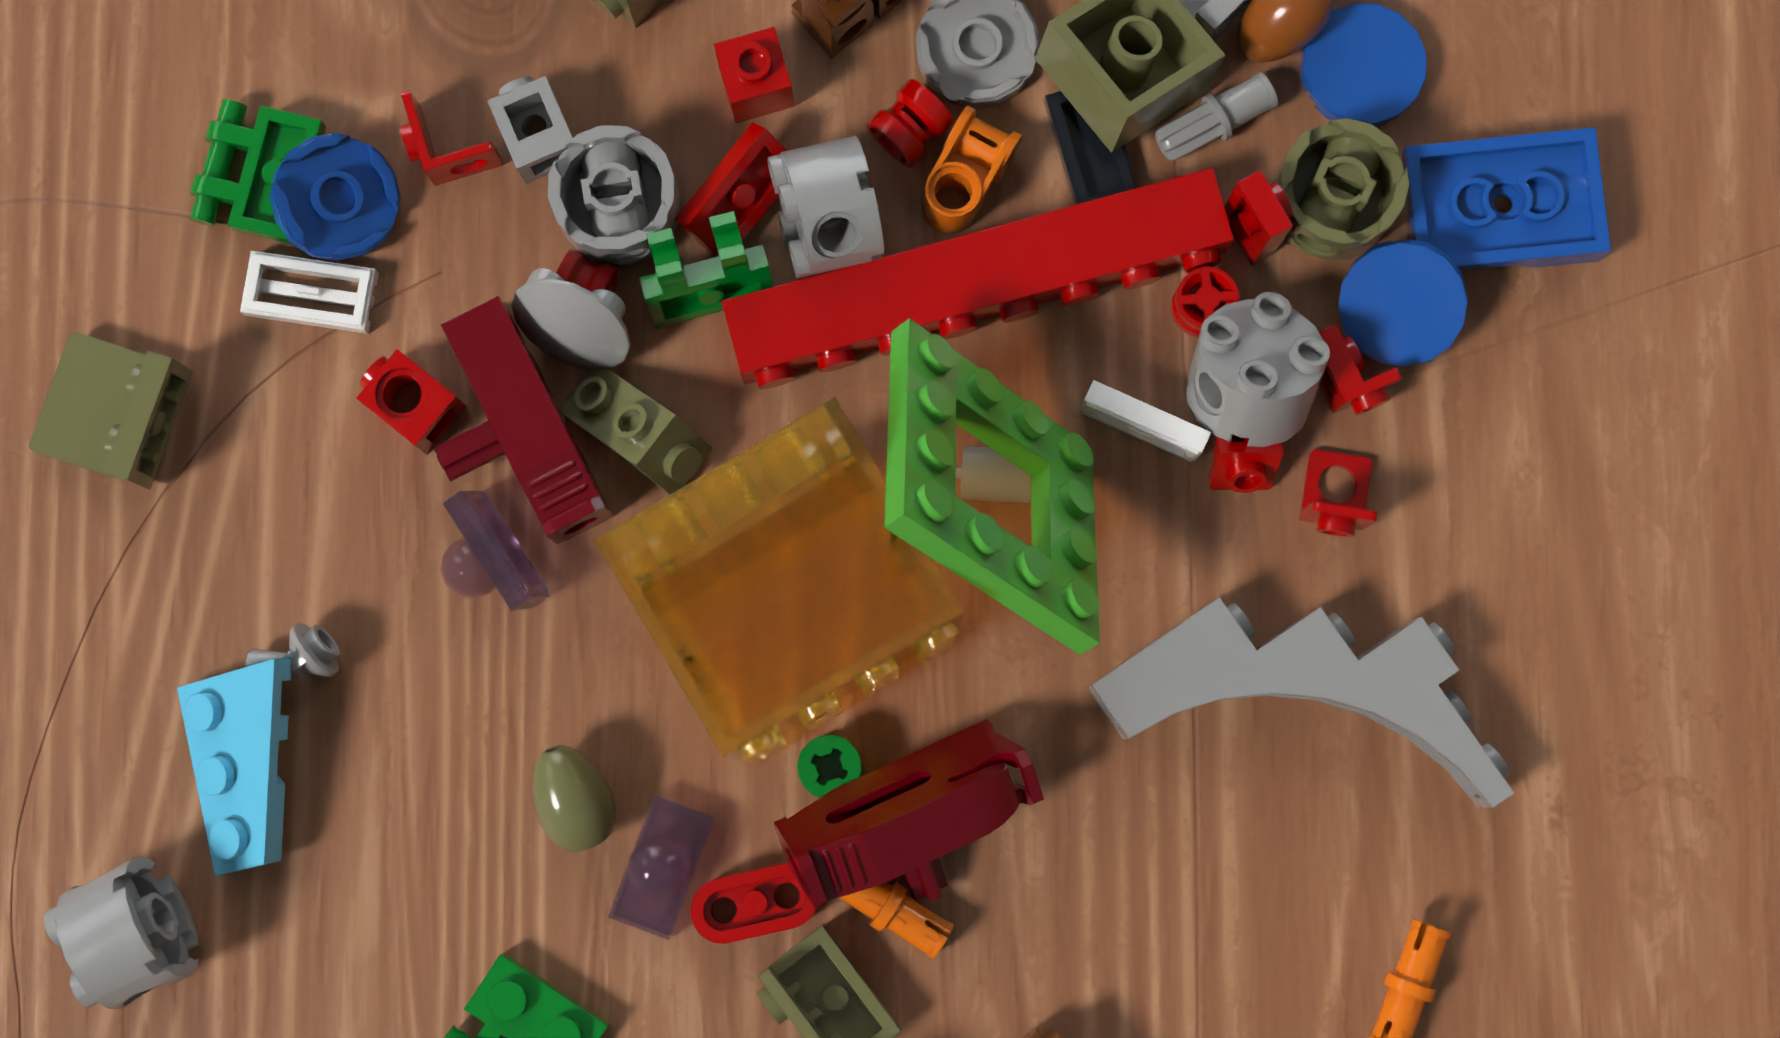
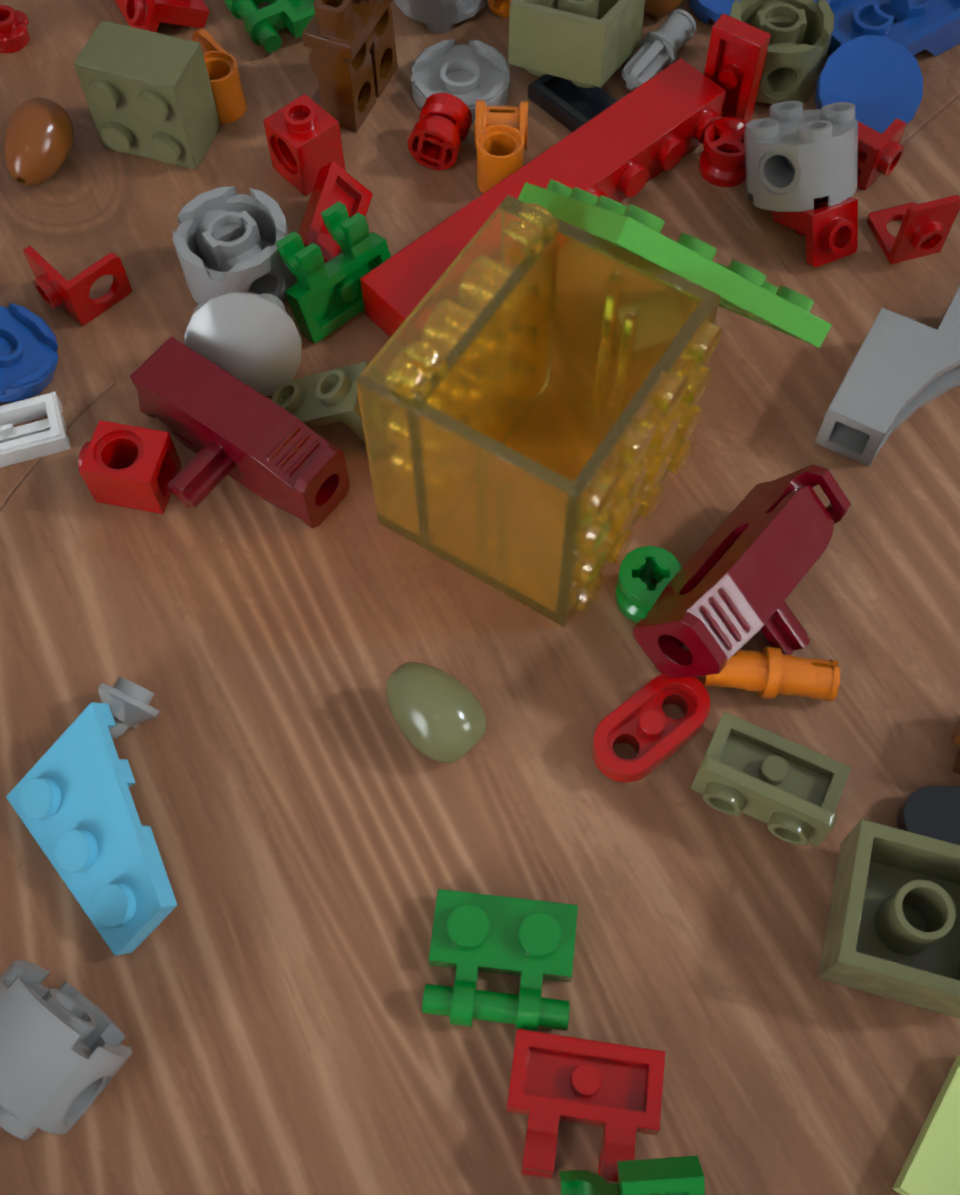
camera: 25 degrees left, 20 degrees down
(488, 555) = (255, 553): tile -> none
(518, 106) = (144, 242): light grey brick -> none
(661, 867) = (548, 742): clear purple tile -> none
(826, 206) = (409, 182): light grey brick -> none
(1144, 422) = (745, 233): white tile -> none

